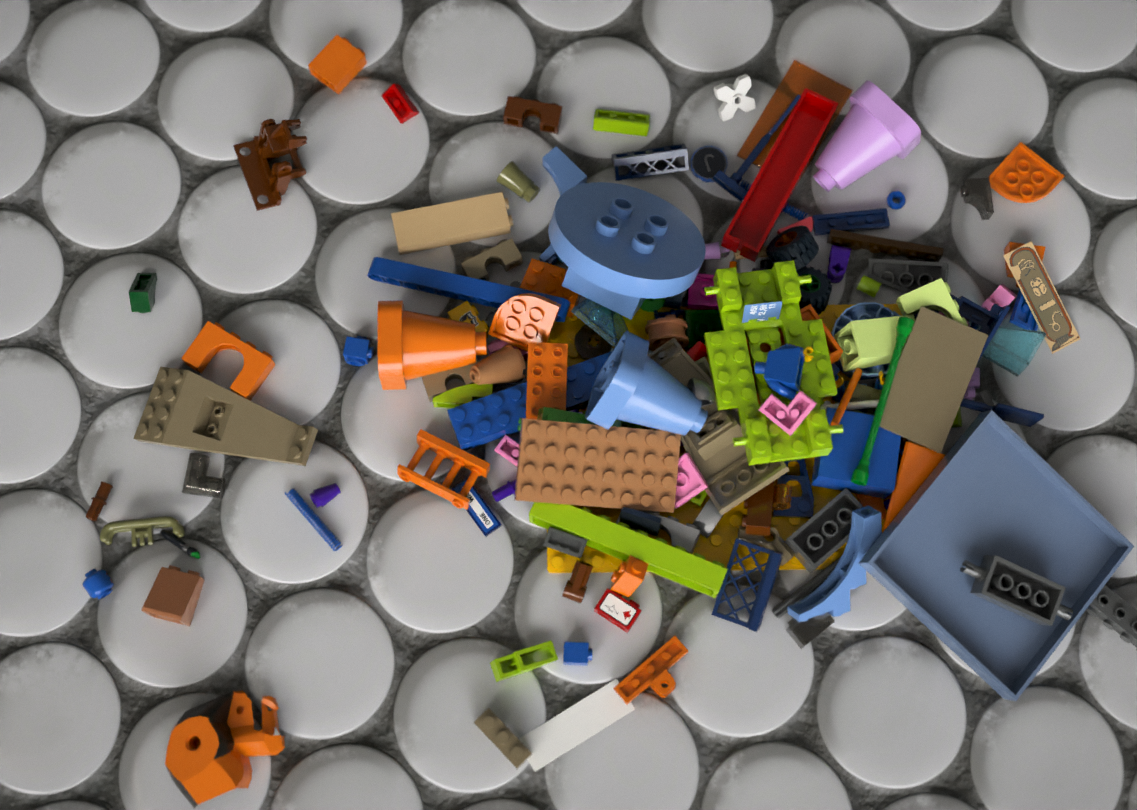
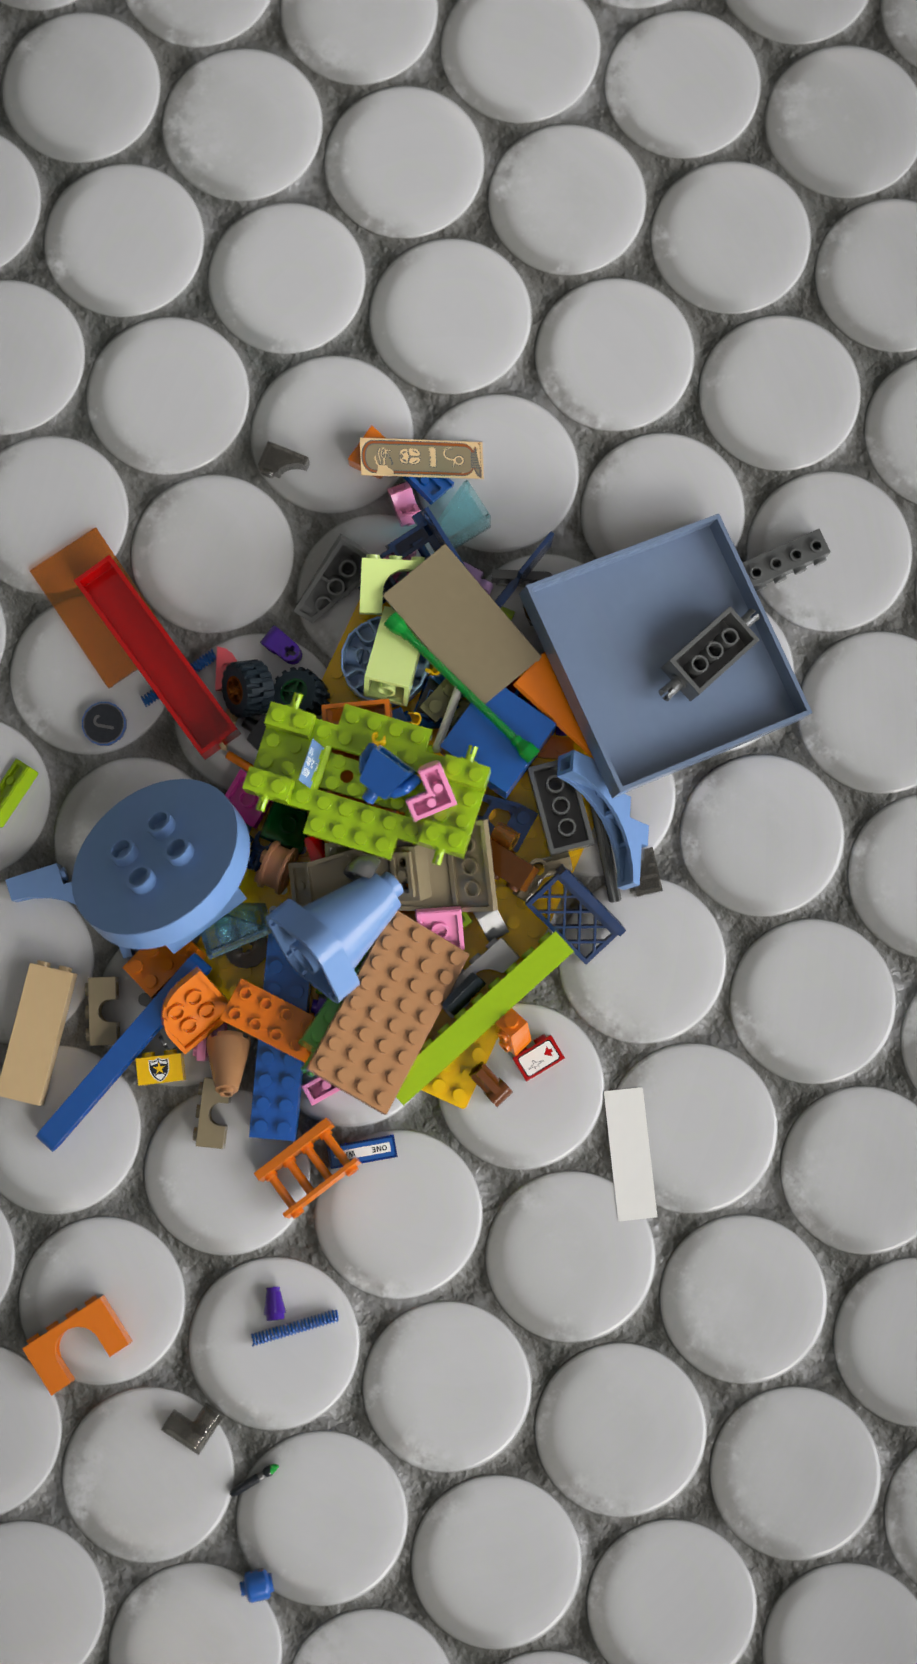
camera: 60 degrees left, 10 degrees up
(99, 501) = (166, 1548): reddish brown axle -> none
(140, 529) = (220, 1515): olive piece -> none
(174, 595) = (308, 1510): nougat slope -> none
(209, 418) = (128, 1397): dark tan wing -> none
(214, 743) = (481, 1531): orange piece -> none
(358, 350) = (133, 1199): blue brick -> none
(422, 344) = (165, 1131): orange cone -> none
(462, 395) = (238, 1110): lime slope -> none
(503, 738) = (613, 1235): dark tan arch -> none
(504, 491) = (359, 1114): dark purple axle -> none
(518, 182) = (26, 939): olive plant -> none
(523, 661) = (544, 1177): lime slope -> none
(565, 542) = (445, 1080): dark grey plate -> none
(577, 653) = (562, 1120): blue brick -> none
(647, 155) = (65, 780): dark blue fence -> none
(653, 672) = (616, 1052): orange plate -> none
(716, 251) = (206, 768): lavender piece -> none
(731, 183) = (140, 712): dark blue piece -> none
(734, 97) = (42, 659): white plant -> none
(846, 397) = (439, 721): orange bar -> none
(851, 221) = (243, 608): dark blue plate -> none
(866, 138) = (165, 551): lavender cone -> none
(868, 286) = (323, 627): lime piece -> none
(884, 245) = (282, 595): dark brown plate -> none
(896, 195) = (242, 542): blue plate -> none
(1024, 176) = (282, 401): orange plate -> none

